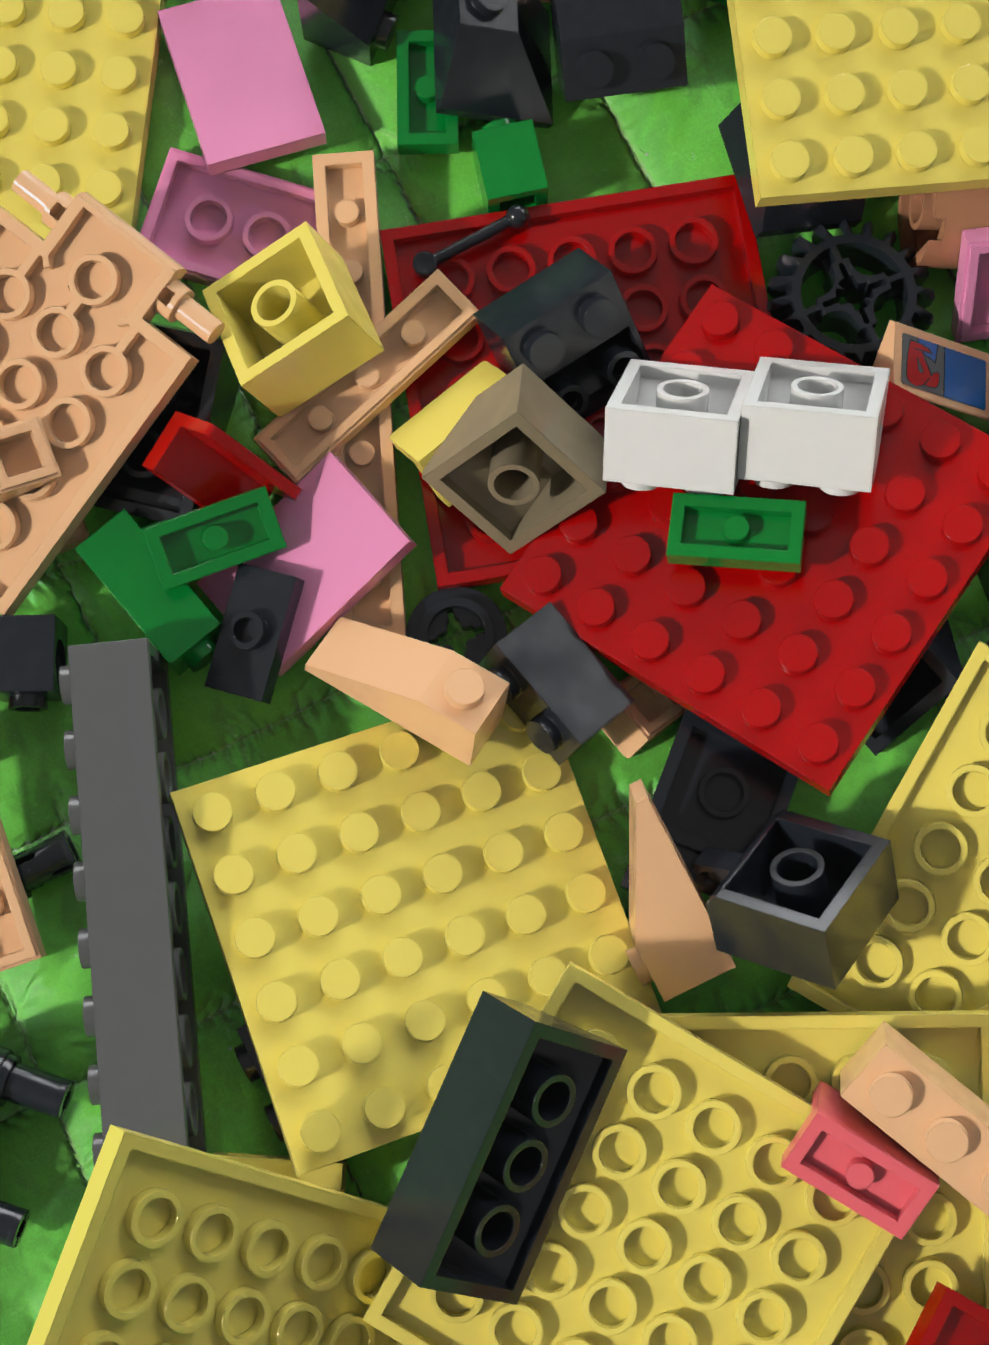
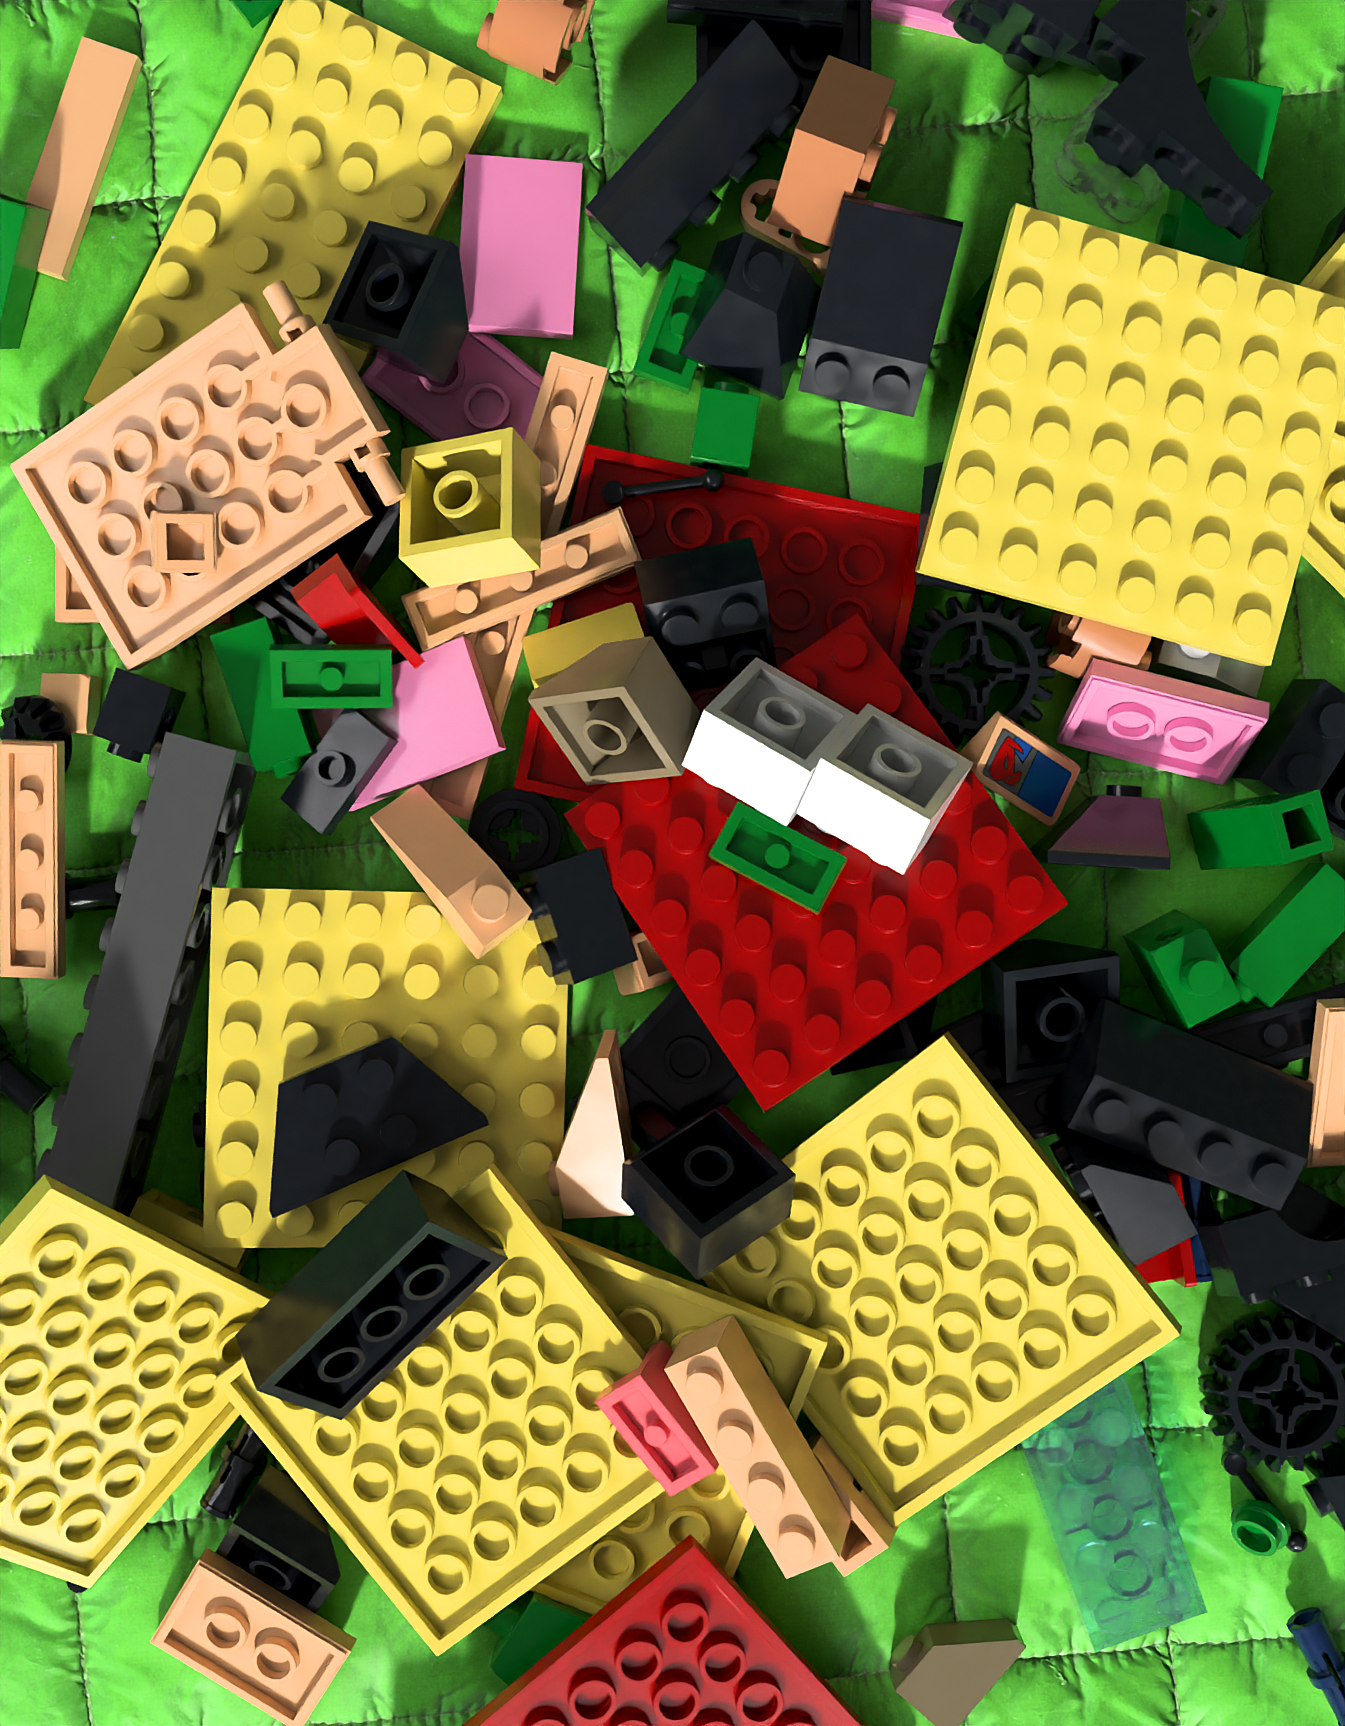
camera: 20 degrees right, 10 degrees up
(152, 157) = (403, 301): none -> black slope
(413, 975) = (359, 1120): none -> black wing

